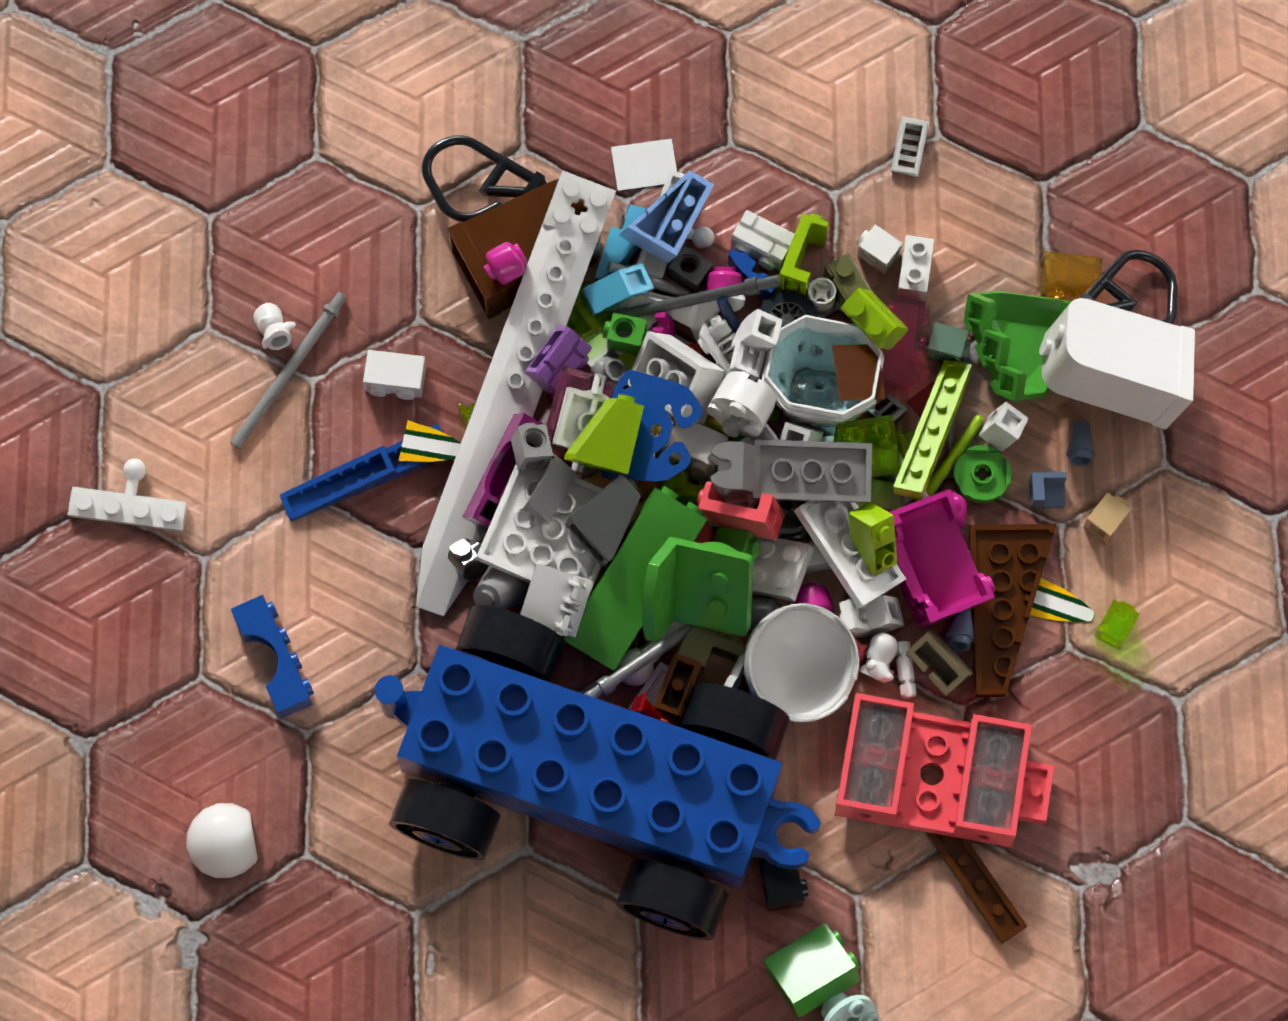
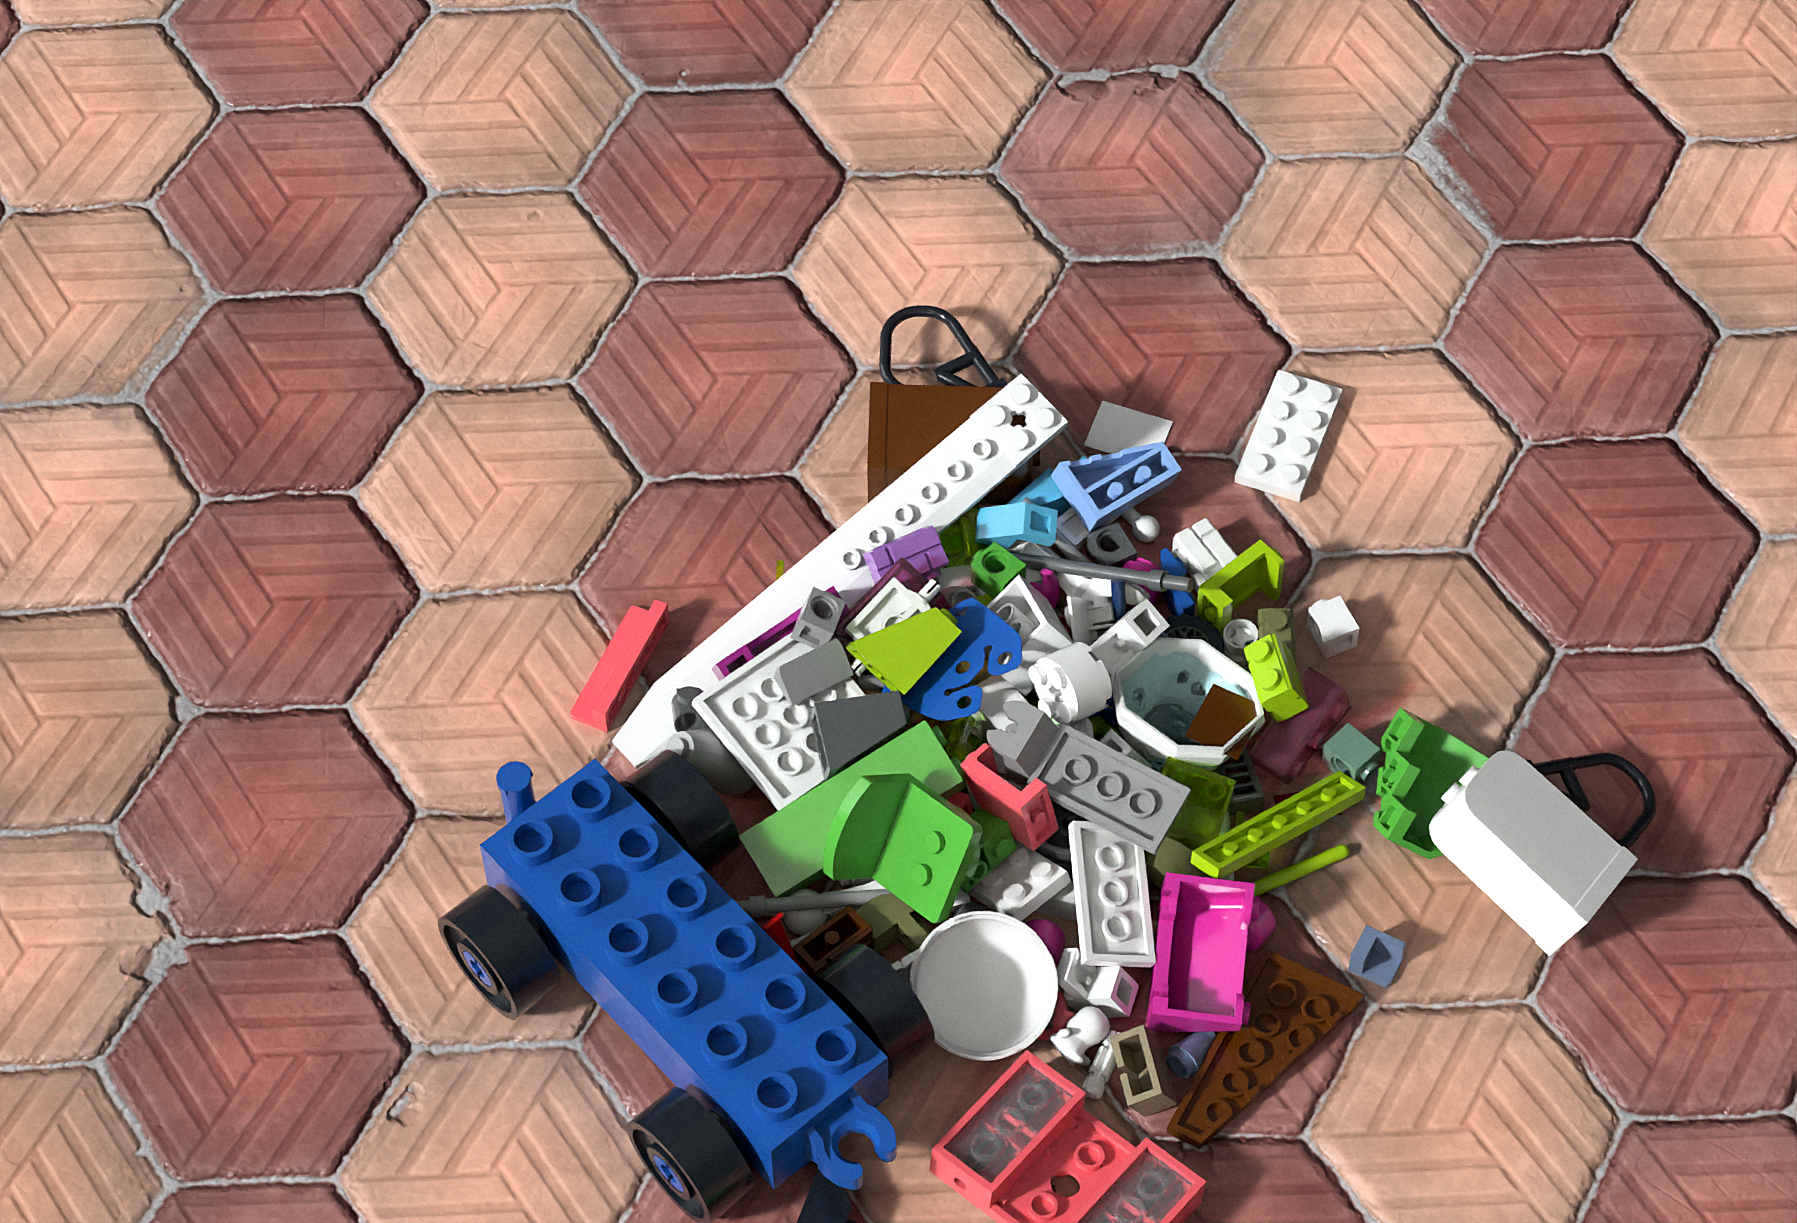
camera: 30 degrees right, 15 degrees down
(128, 507) = (382, 507): white plate -> none
(222, 841) = (263, 870): white cylinder -> none
(270, 323) = (637, 405): white animal -> none
(286, 688) = (427, 754): blue arch -> none
(330, 311) = (706, 420): light grey bar -> none
(349, 480) = (642, 585): blue slope -> none
(384, 543) = (621, 665): none -> coral panel
(394, 373) = (734, 506): white piece -> none
(427, 444) = (721, 587): sticker -> none
(505, 263) = (906, 436): dark pink head -> none
(556, 599) = (753, 785): white hinge -> none
(762, 108) = (1288, 435): none -> white plate
(874, 537) = (1140, 895): lime slope -> none
(913, 124) = (1443, 521): white slope -> none
(915, 268) = (1362, 660): white brick -> none
(994, 463) = (1308, 925): bright green plate -> none
(1003, 426) = (1363, 864): white brick -> none
(1059, 604) = (1320, 1084): sticker -> none
(1068, 274) = (1534, 742): clear yellow piece -> none
(1080, 446) = (1441, 931): sand blue cone -> none
(1107, 517) = (1428, 1017): tan brick -> none
(1117, 624) = (1373, 1134): clear neon green brick -> none

